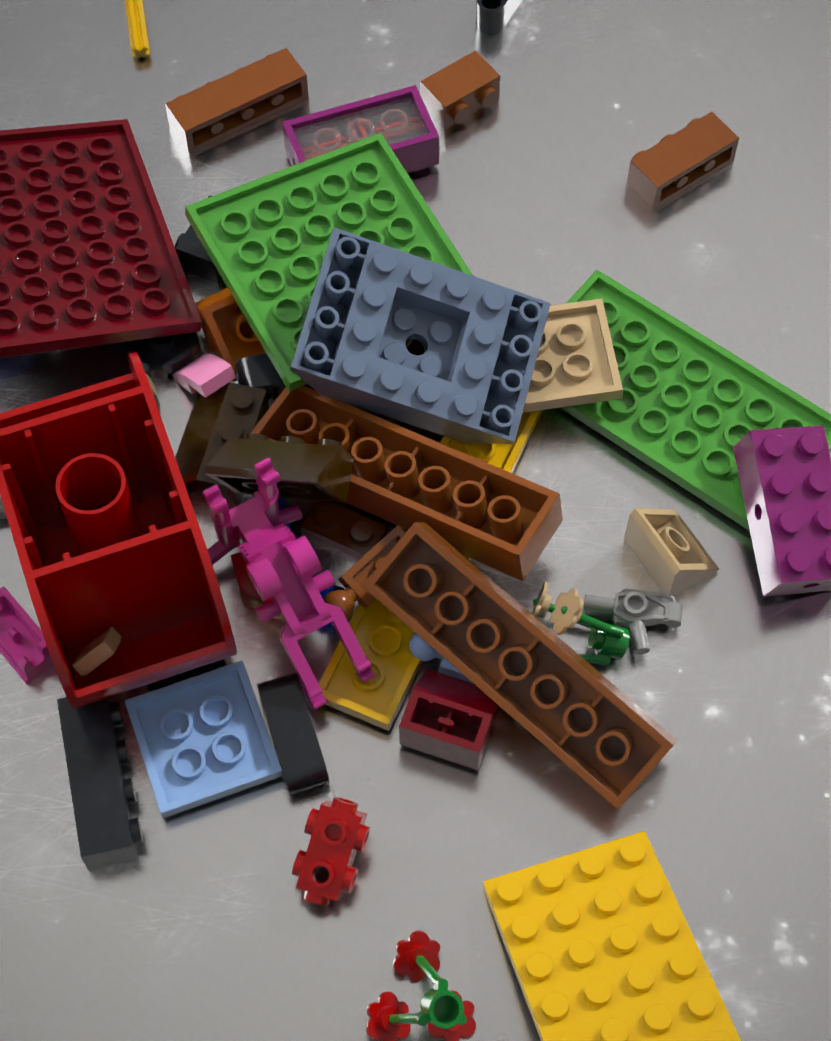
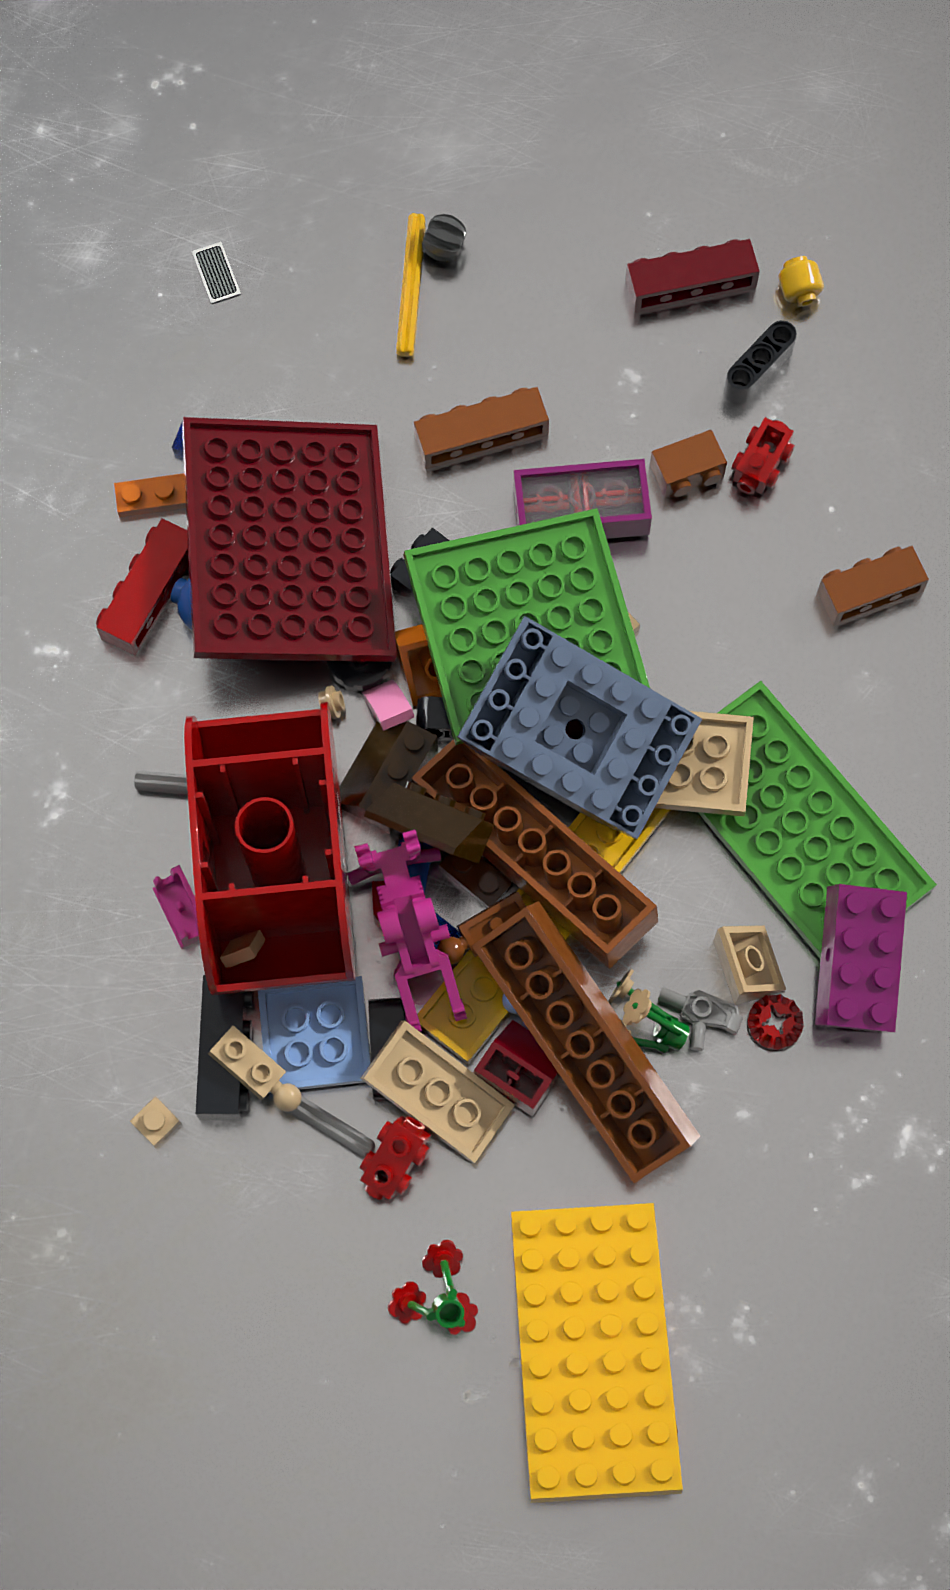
camera: 15 degrees right, 10 degrees up
(35, 884) = (155, 1122): none -> tan plate
(141, 788) = (255, 1069): none -> tan plate
(240, 835) = (334, 1127): none -> light grey axle
(362, 762) = (437, 1091): none -> tan plate
(534, 66) = (757, 465): none -> red brick
(717, 619) = (768, 1035): none -> red gear

